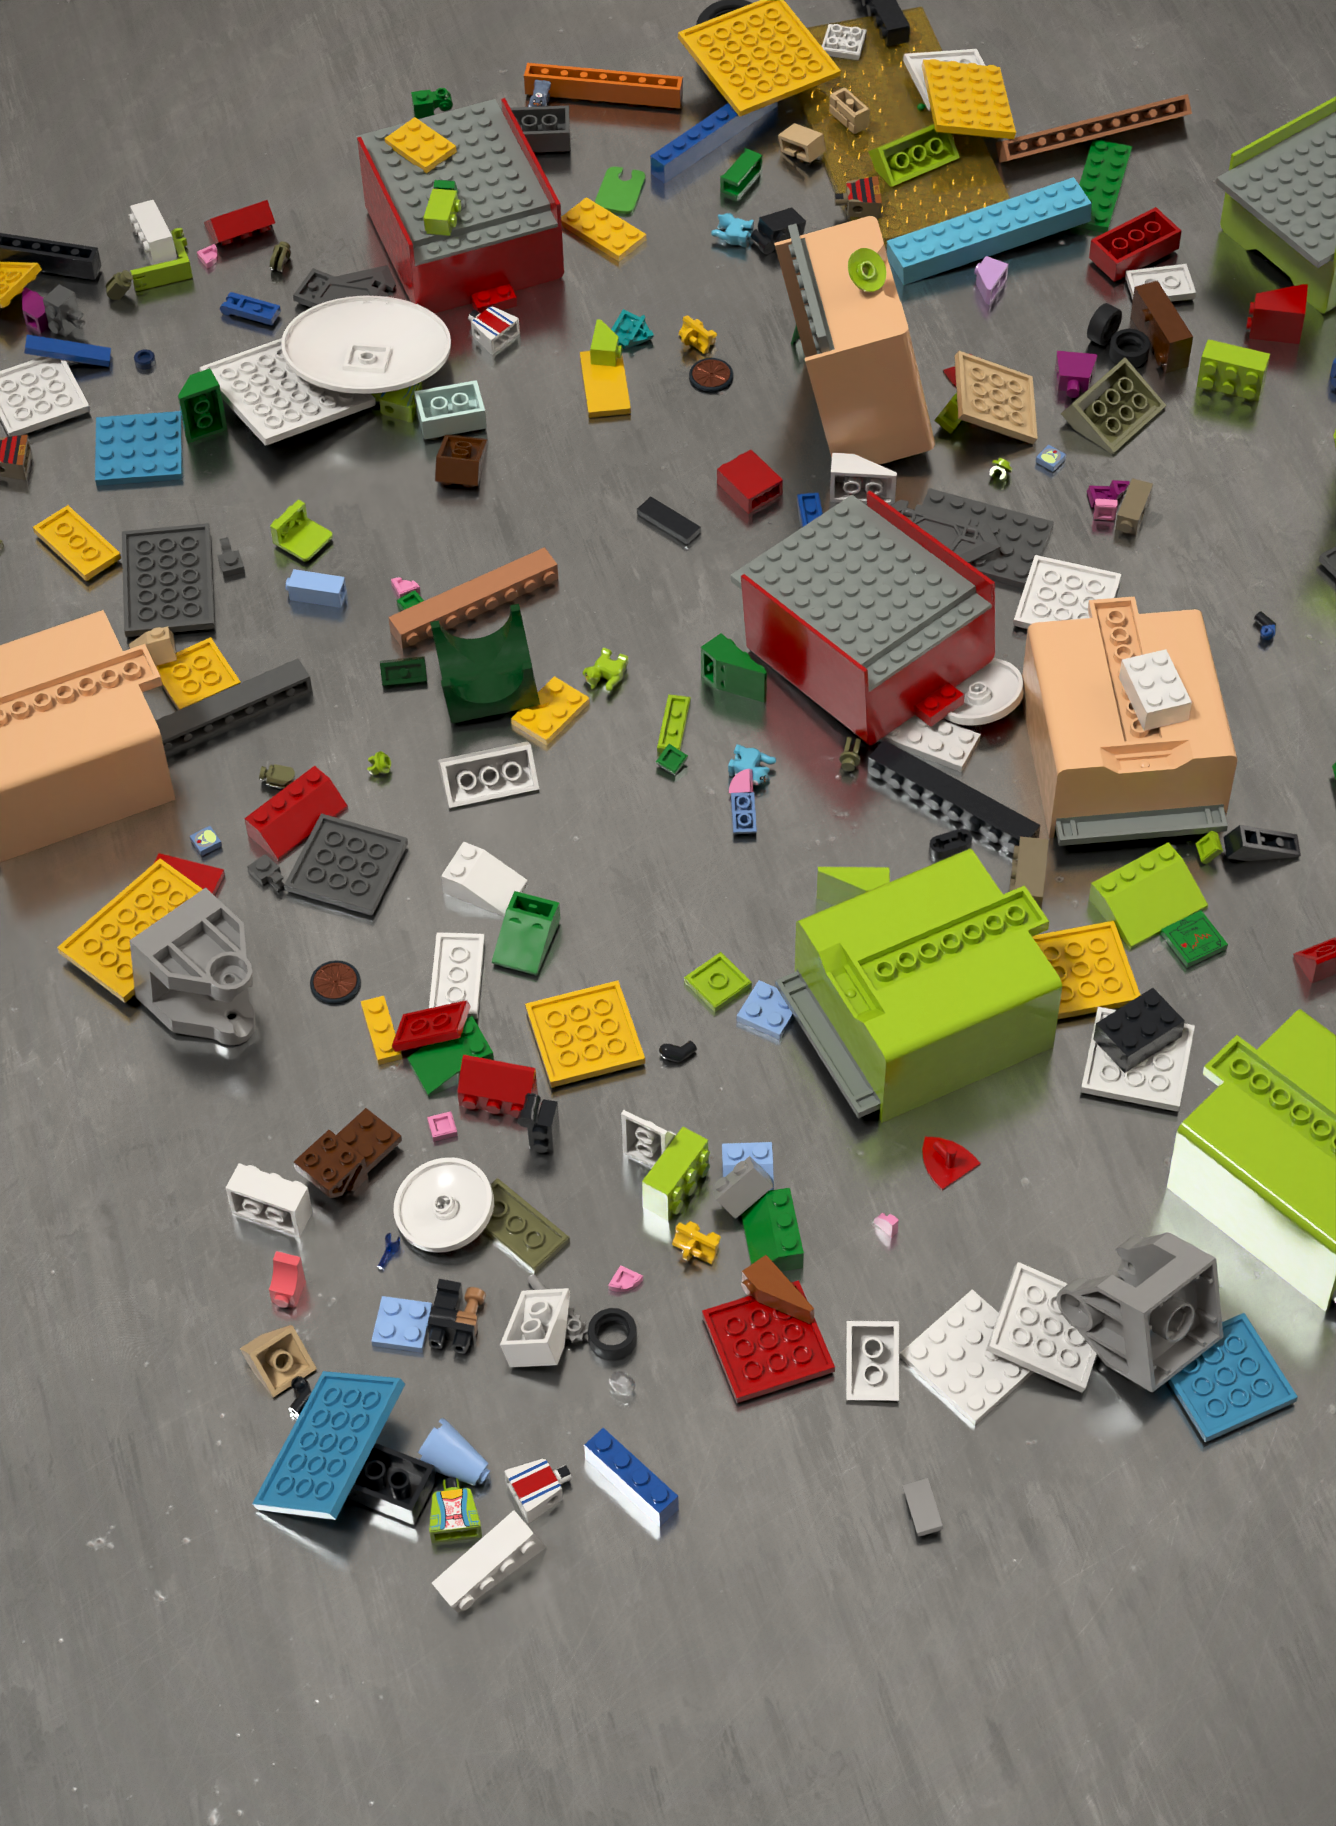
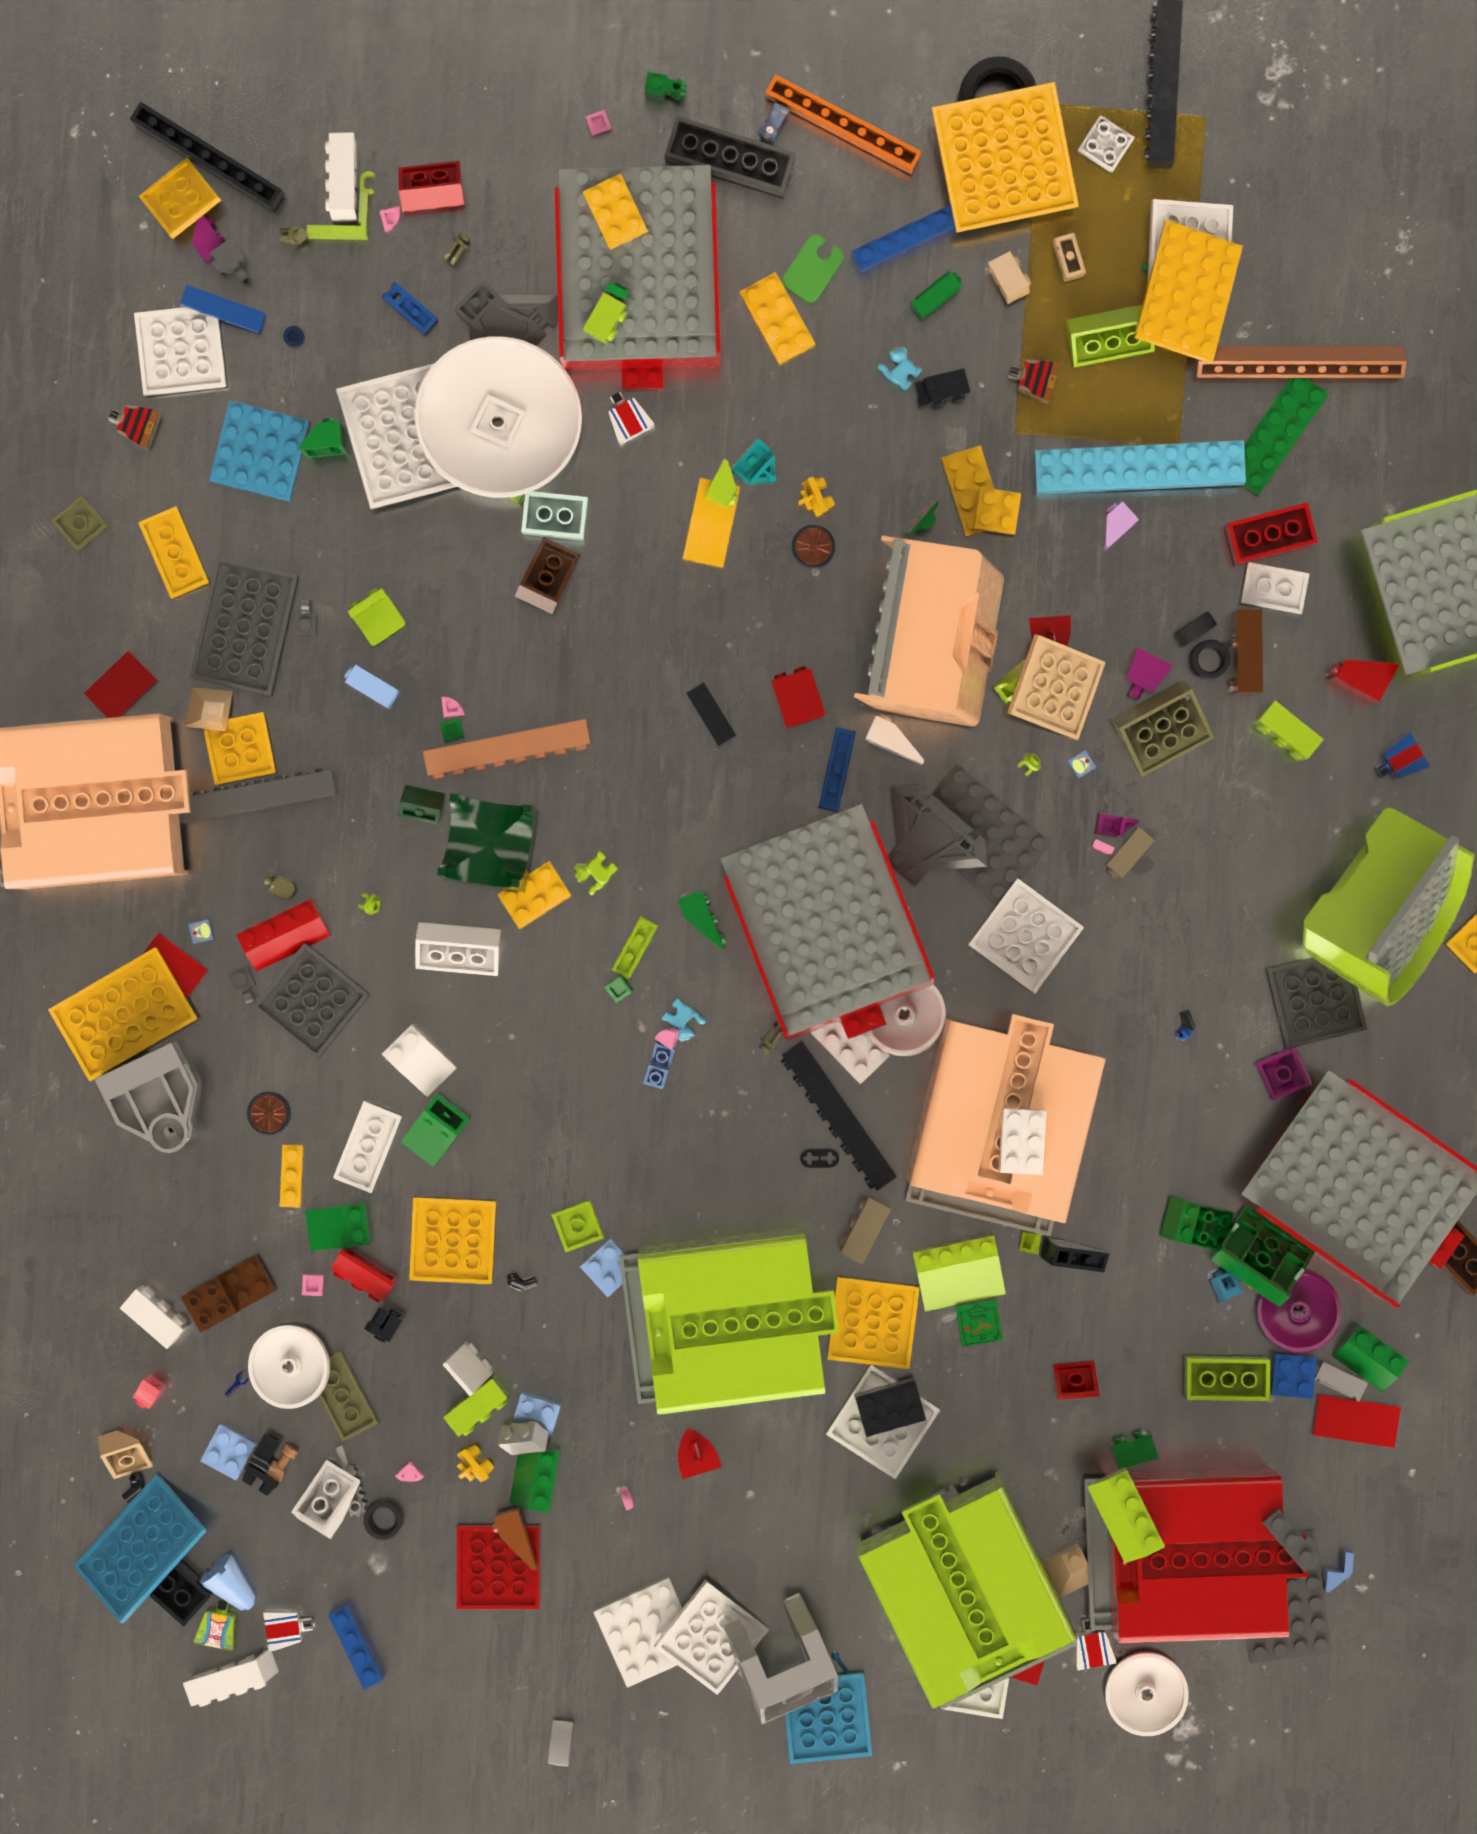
camera: 15 degrees right, 35 degrees up
(431, 1026) = (329, 1199): red tile -> none
(844, 883) = (723, 1191): lime slope -> none
(872, 265) = (942, 632): lime dish -> none
(872, 1360) = (570, 1611): white slope -> none

